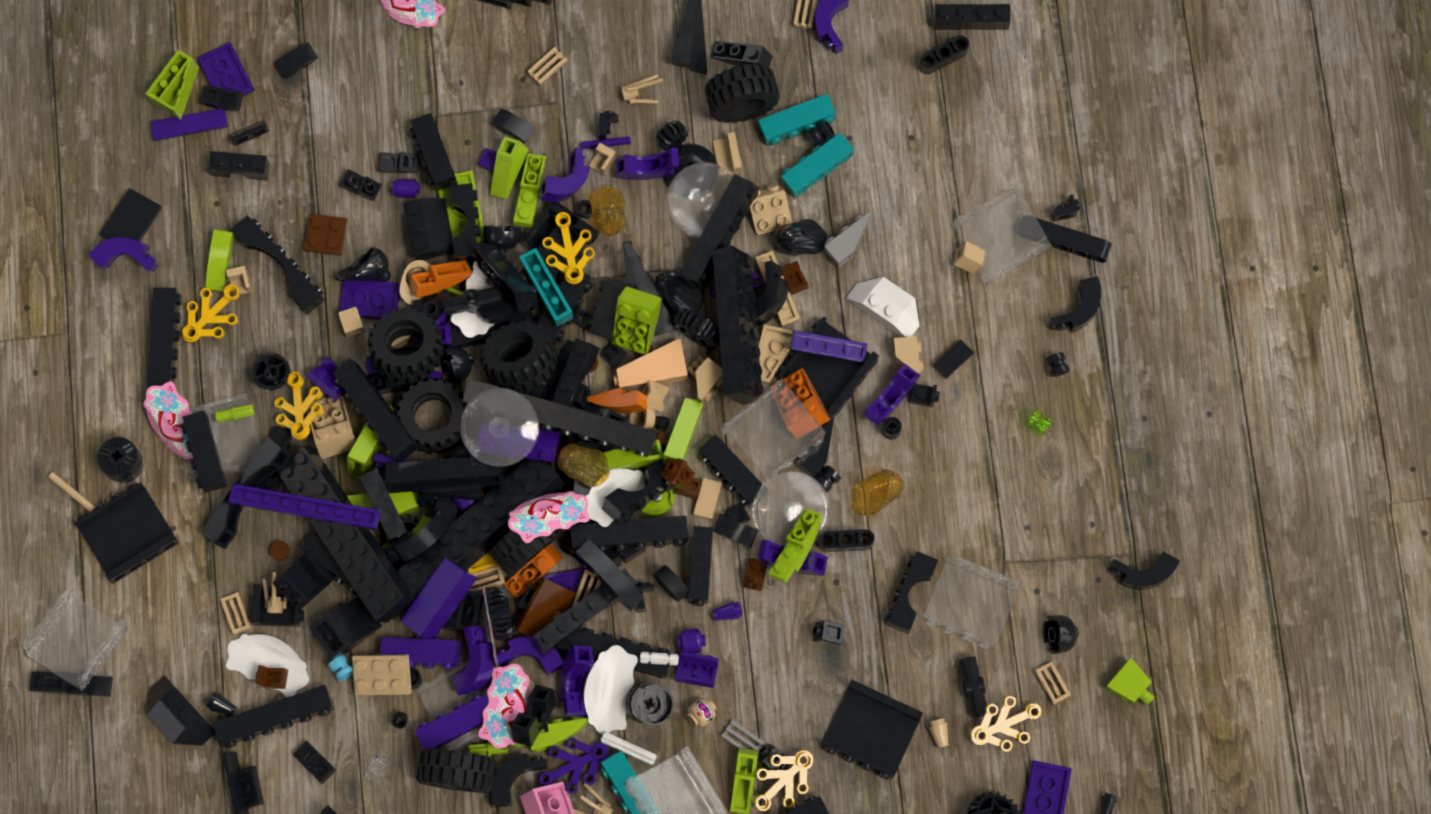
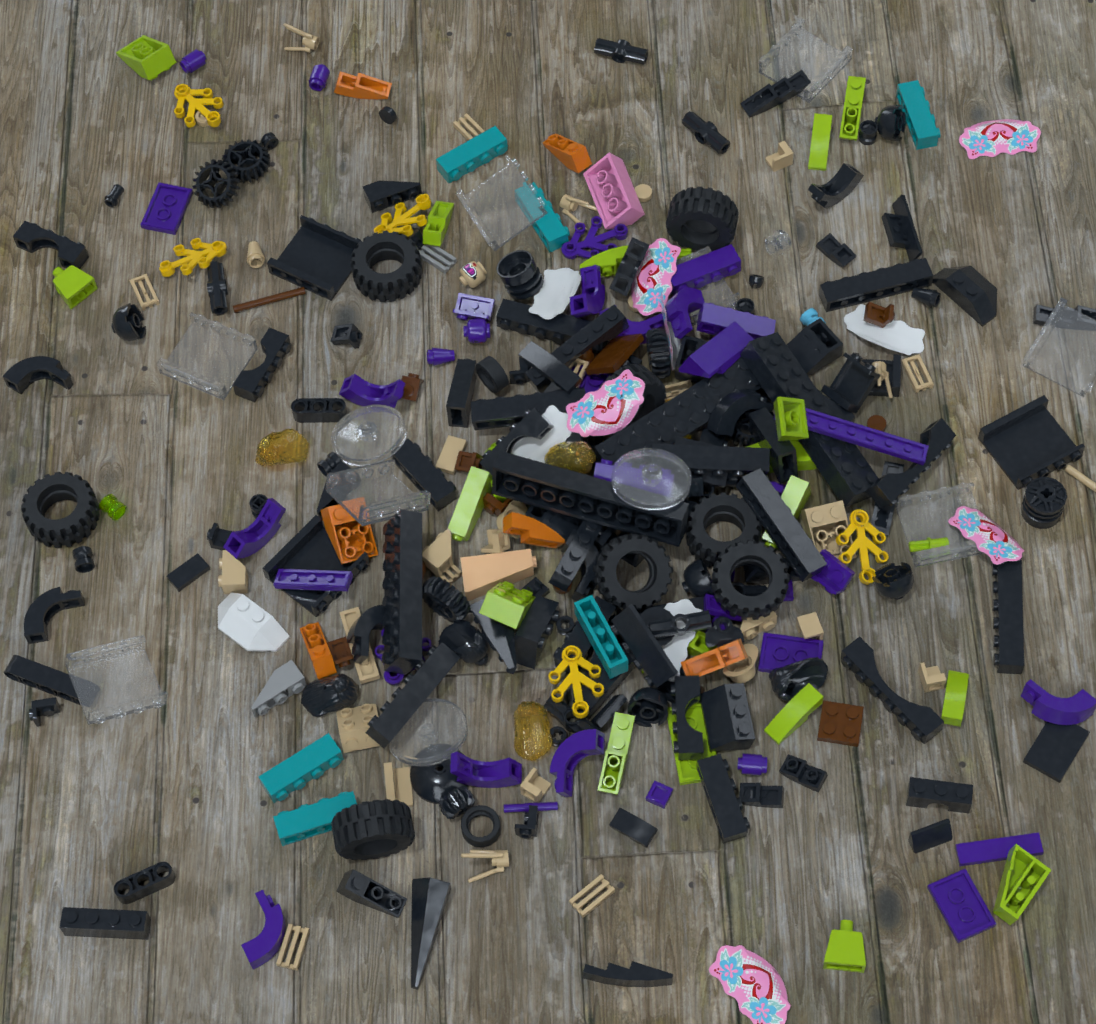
camera: 175 degrees left, 15 degrees down
(204, 451) = (957, 498): black brick -> none
(208, 315) = (961, 642): yellow plant -> none
(221, 99) = (963, 871): black slope -> none
(296, 59) = (880, 914): black slope -> none
(328, 27) = (845, 949): none -> lime torso
(363, 501) = (790, 419): none -> lime slope
(367, 237) = (794, 713): none -> lime slope
(382, 674) = (773, 308): tan plate -> none
(507, 166) = (639, 780): lime slope -> none
(507, 774) = (650, 234): black arch -> none
(628, 748) = (543, 252): white axle -> none
(648, 106) = (484, 841): none -> black tyre
(659, 658) = (508, 309): white axle -> none
(661, 421) = (487, 523): black hinge -> none
(677, 473) = (477, 453): reddish brown brick -> none
(735, 530) = (427, 422): black slope -> none
(738, 513) = (423, 441): black tile -> none
(774, 349) = (368, 589): tan wing -> none
(798, 546) = (367, 391): lime slope -> none
(802, 689) = (386, 247): none -> black tyre
(817, 282) = (318, 650): none -> orange slope
(821, 132) = (289, 798): black wheel -> none
(917, 678) = (269, 299): none -> reddish brown bar
(969, 257) = (154, 665): tan panel -> none
(1098, 389) = (50, 491): none -> black tyre
(1140, 724) = (33, 237): none -> black arch

